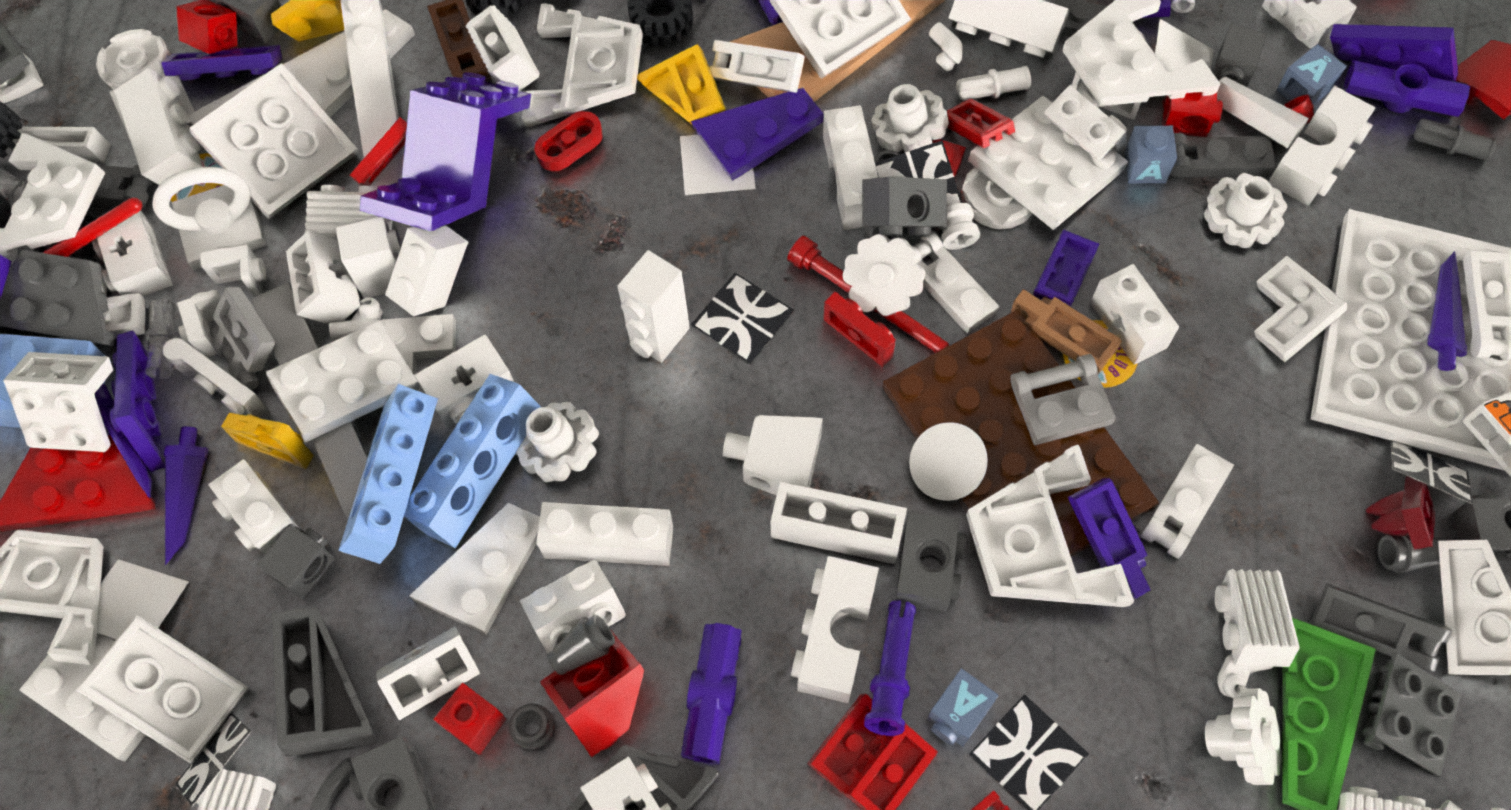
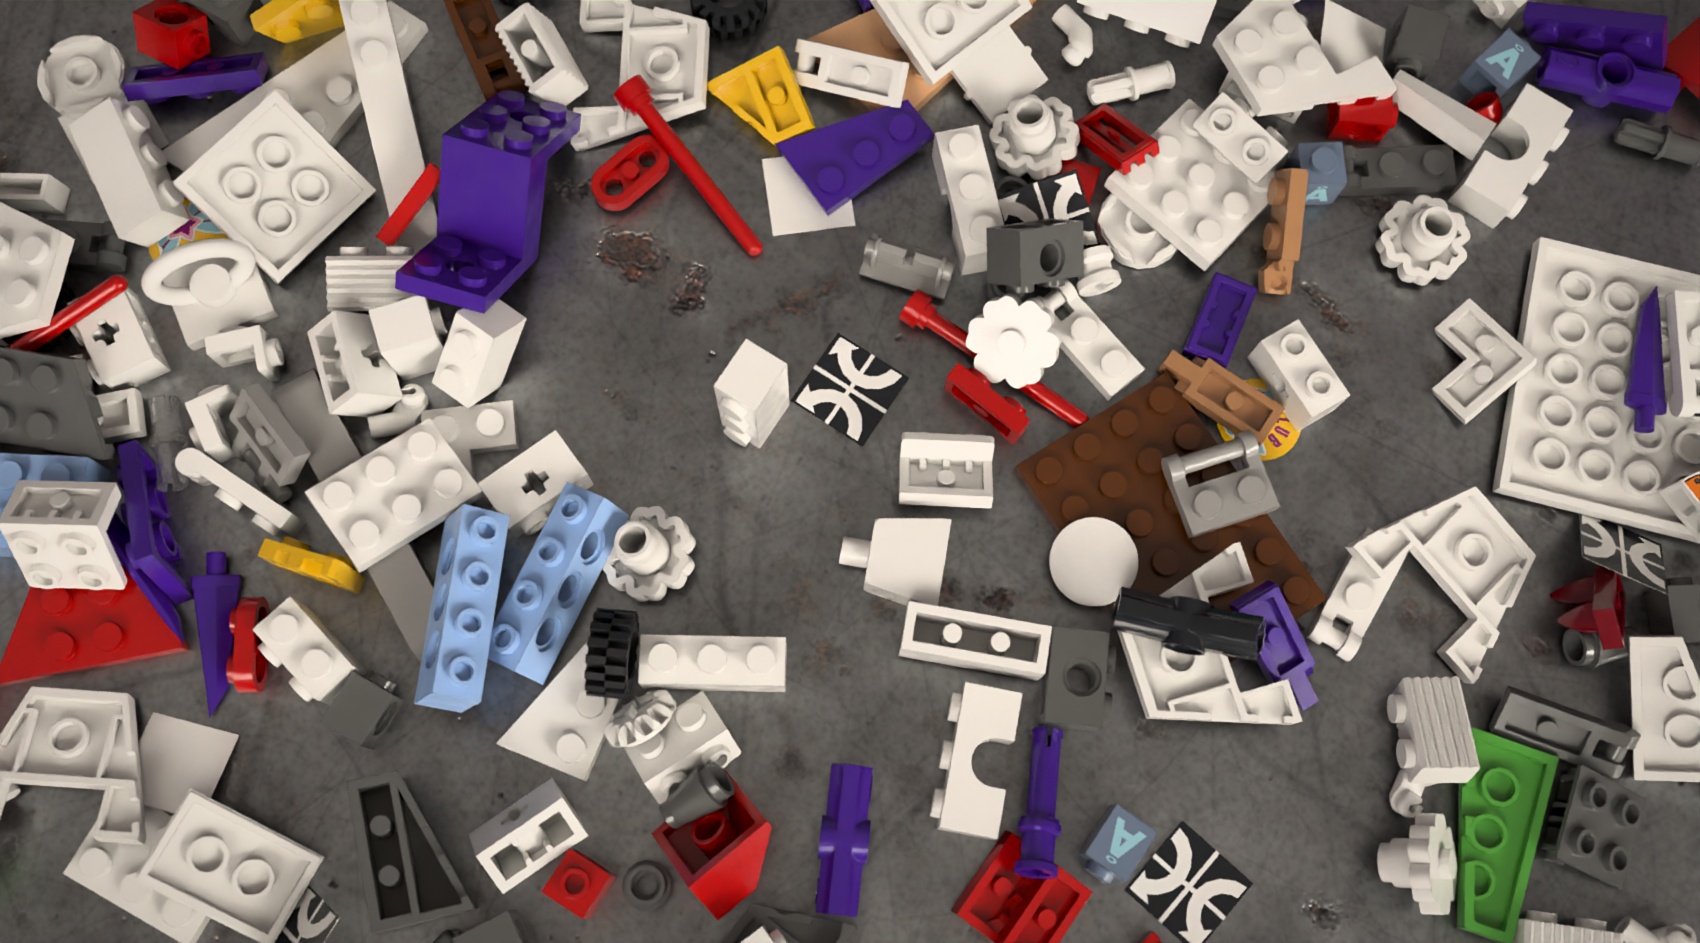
camera: 10 degrees left, 10 degrees up
(202, 519) = (247, 665): none -> red plate
(514, 514) = (611, 653): none -> black tyre
(536, 577) = (640, 719): none -> white gear
(576, 79) = (636, 98): none -> red piece
(796, 219) = (907, 266): none -> light grey hinge
(821, 380) = (946, 470): none -> white bracket
(879, 71) = (999, 74): none -> white piece
(1030, 508) = (1188, 624): none -> black piece
(1122, 199) = (1284, 231): none -> medium nougat hinge
(1288, 469) = (1468, 555): none -> white wing

